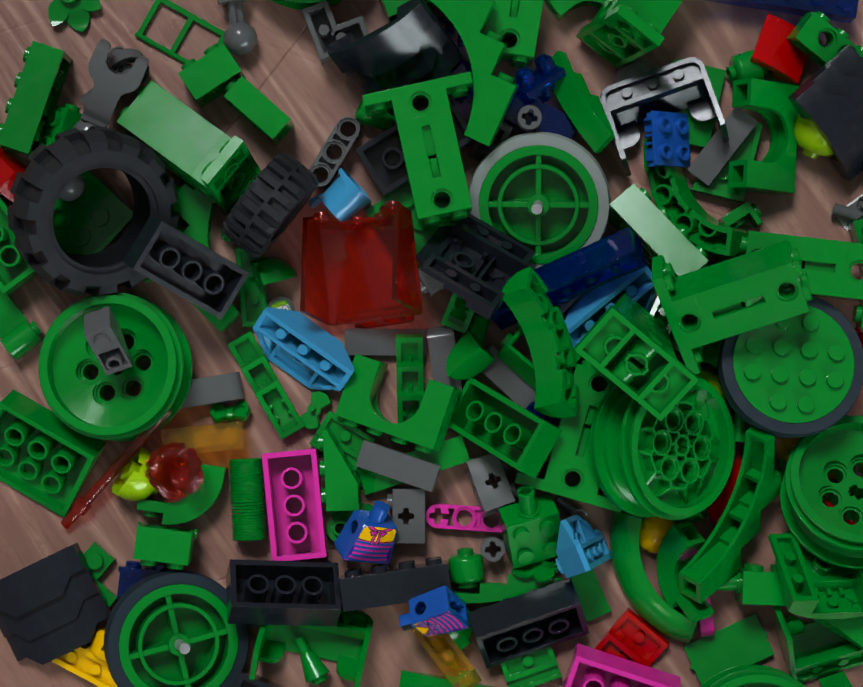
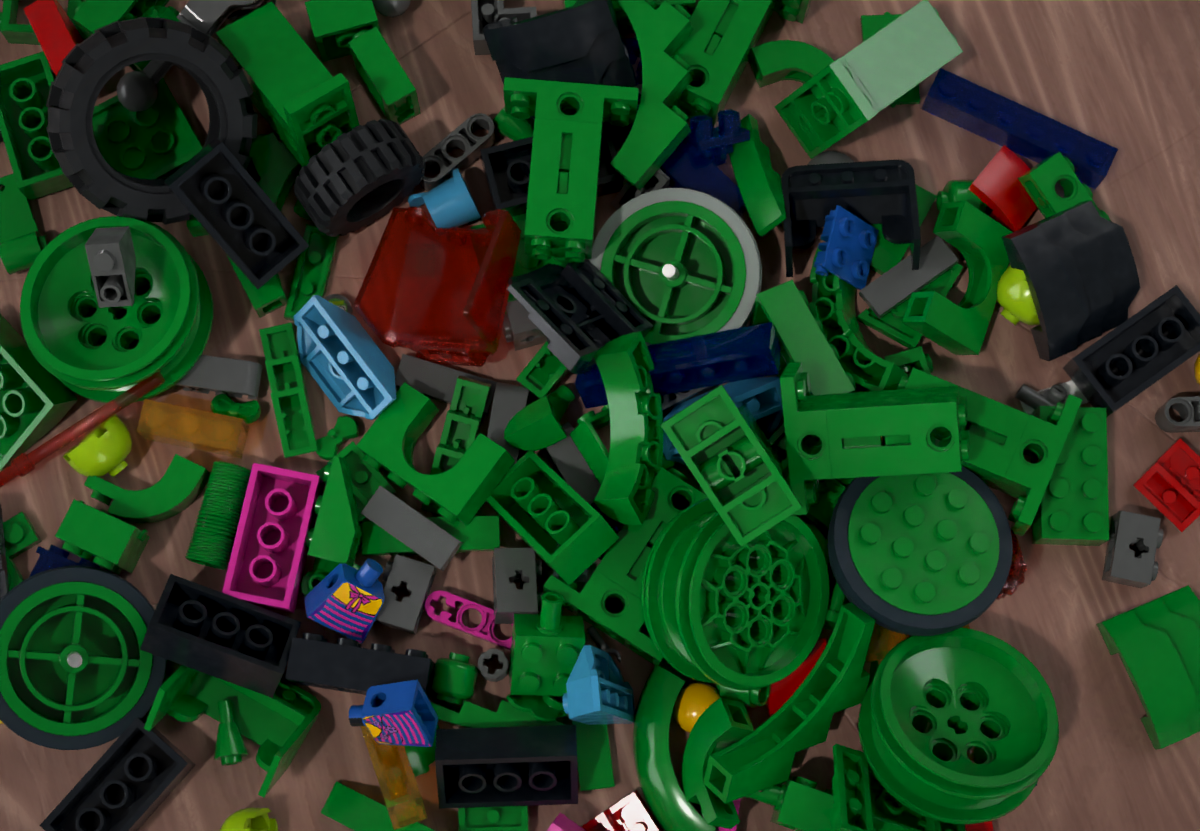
camera: 15 degrees right, 10 degrees down
(175, 471) = (142, 449): clear red hair -> none
(271, 270) = (339, 262): green brick -> none
(536, 116) = (686, 167): dark grey bush -> none

